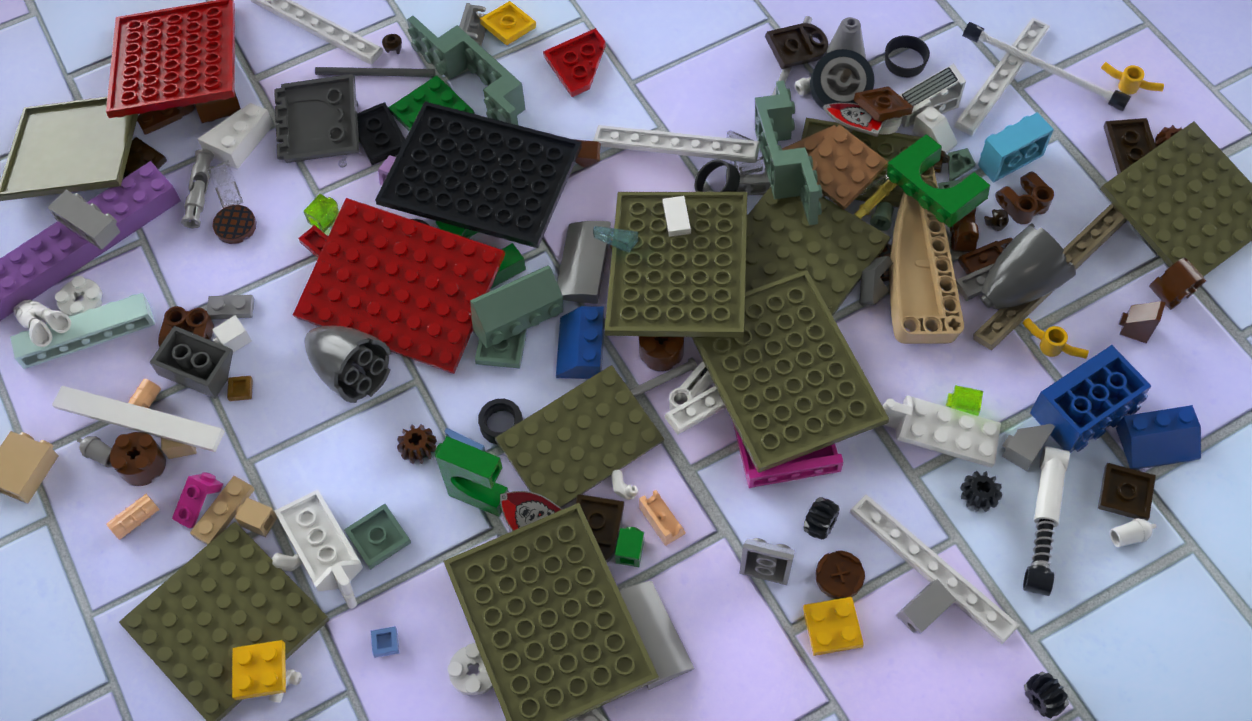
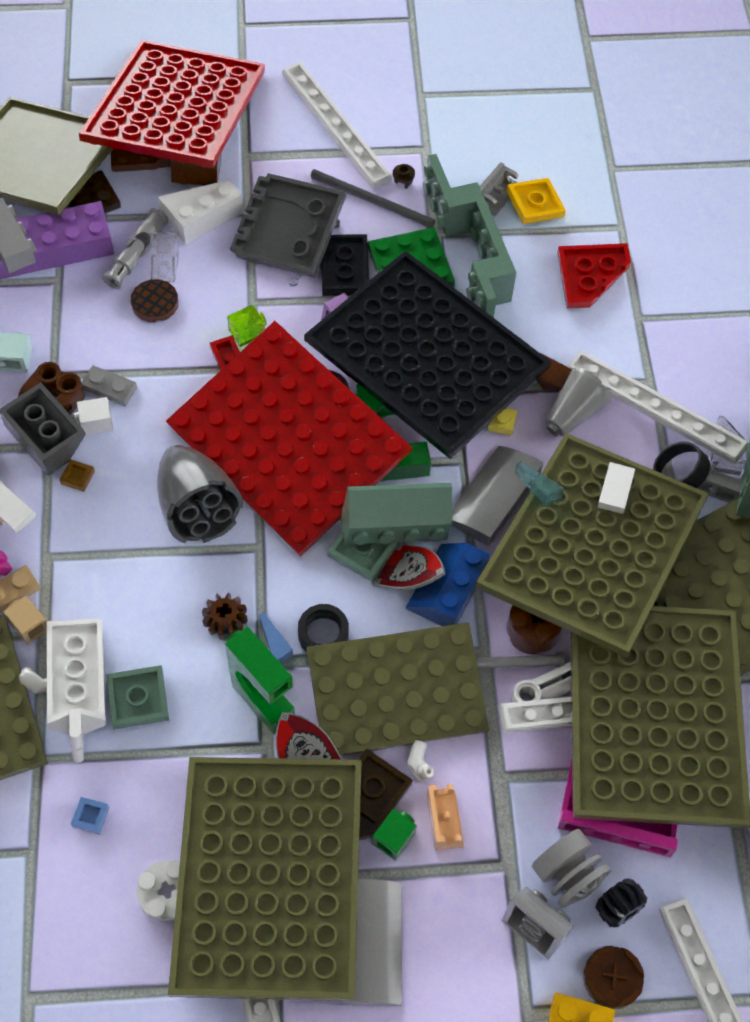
camera: 20 degrees right, 0 degrees up
(546, 345) = (409, 568): none -> shield
(565, 204) = (504, 422): none -> light yellow plate
(614, 165) = (577, 402): none -> light grey cone
(774, 510) = (568, 864): none -> light grey wheel

